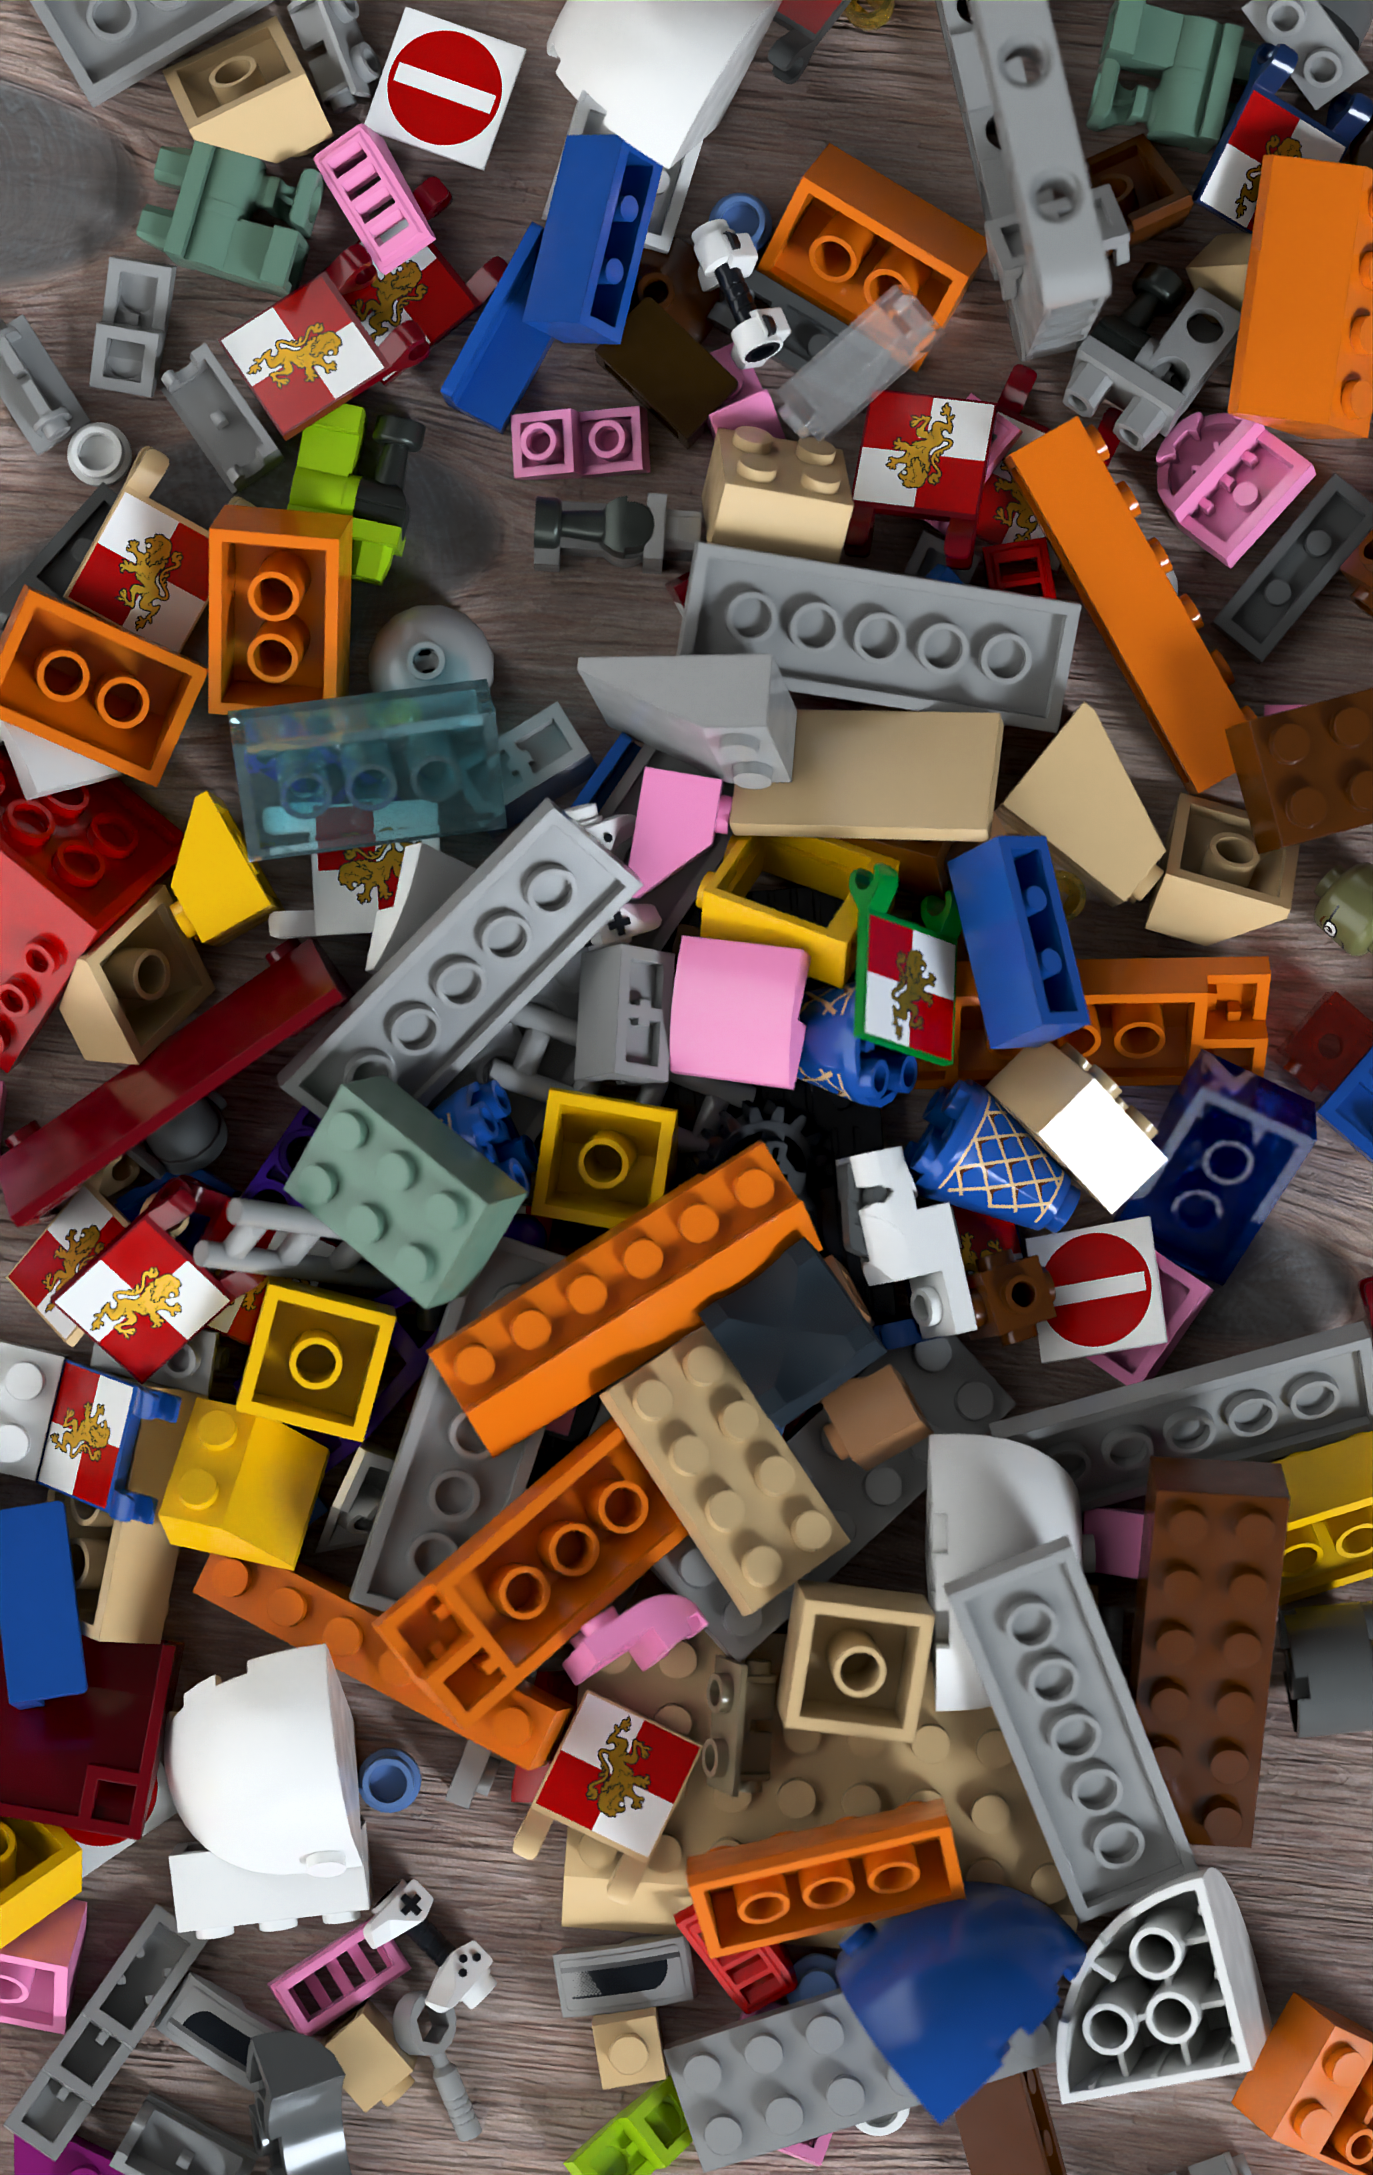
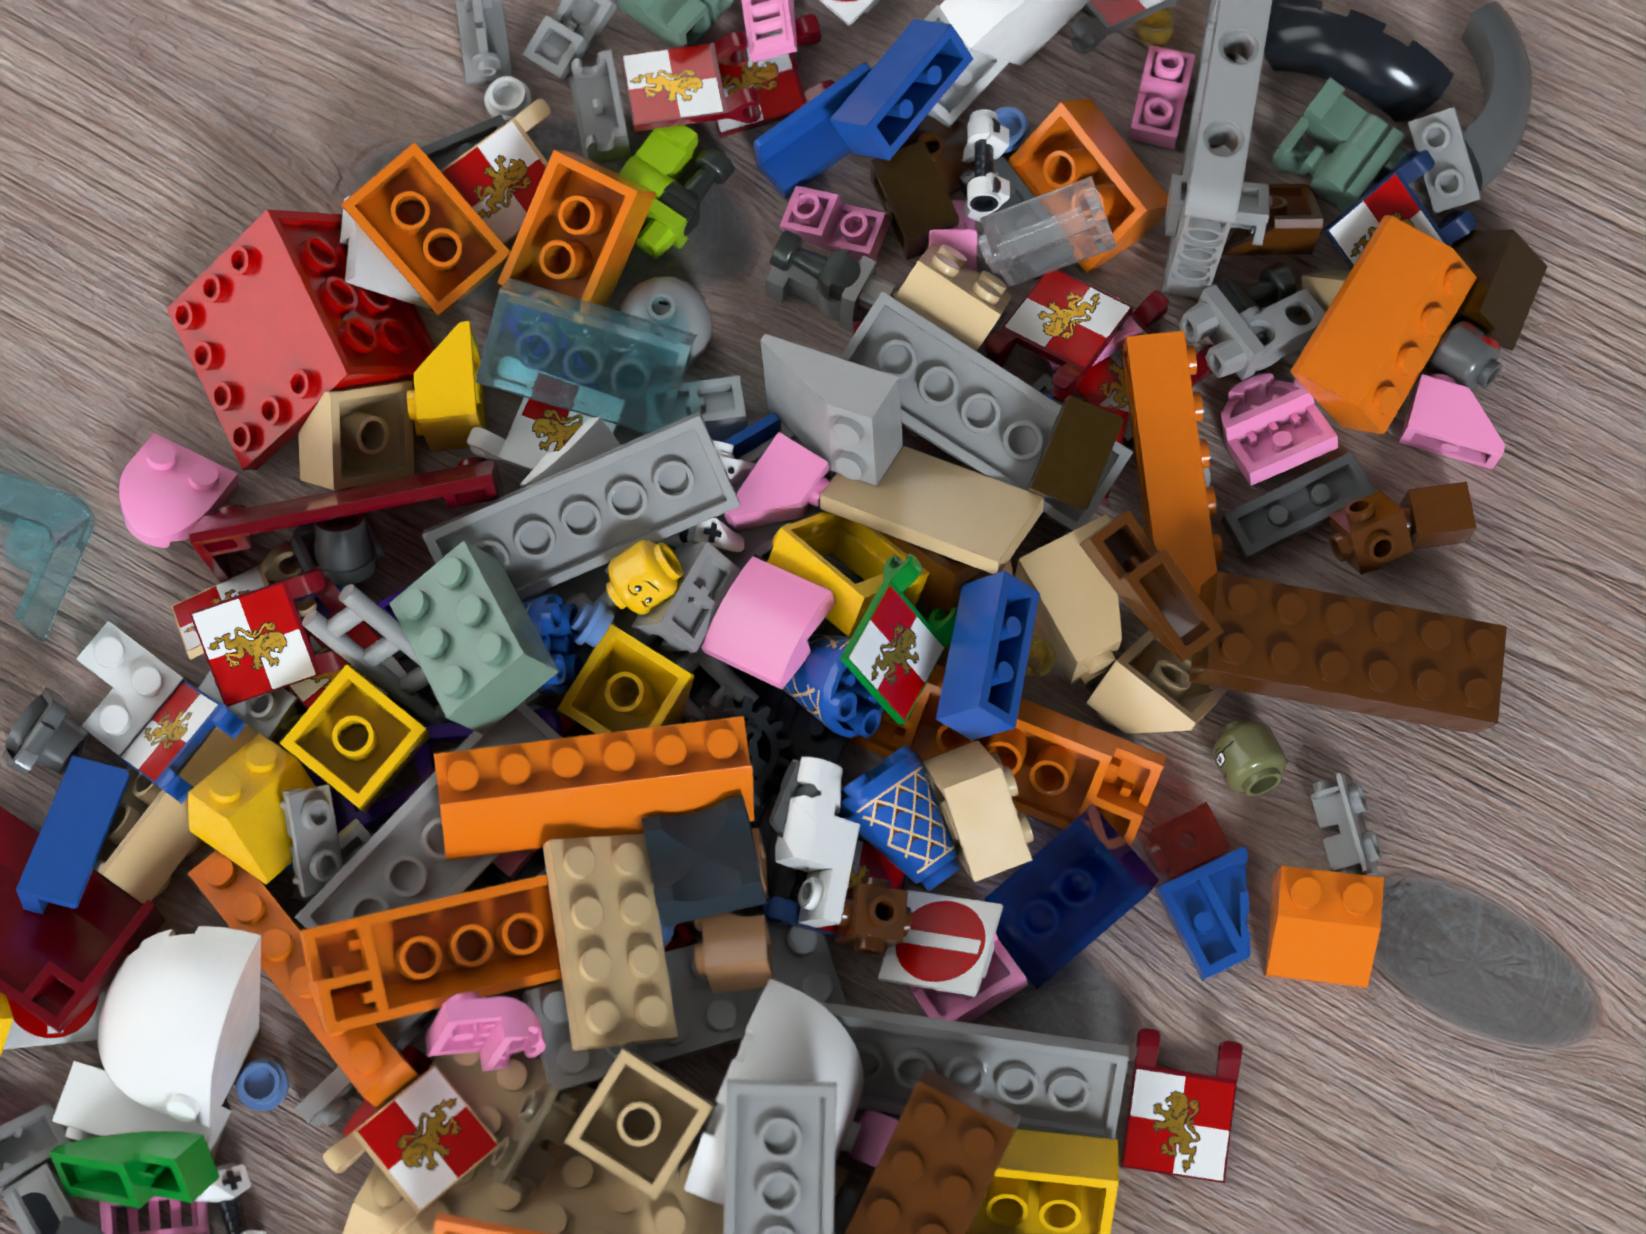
camera: 25 degrees right, 15 degrees down
(302, 1944) = (136, 1167): none -> green slope
(326, 1497) = (314, 836): none -> light grey hinge
(527, 1097) = (592, 623): none -> medium blue plate
(566, 1019) = (643, 576): none -> yellow head
(914, 95) = (1161, 97): none -> bright pink slope
(1017, 648) = (1075, 453): none -> dark brown panel
(1177, 775) = (1151, 586): none -> reddish brown slope

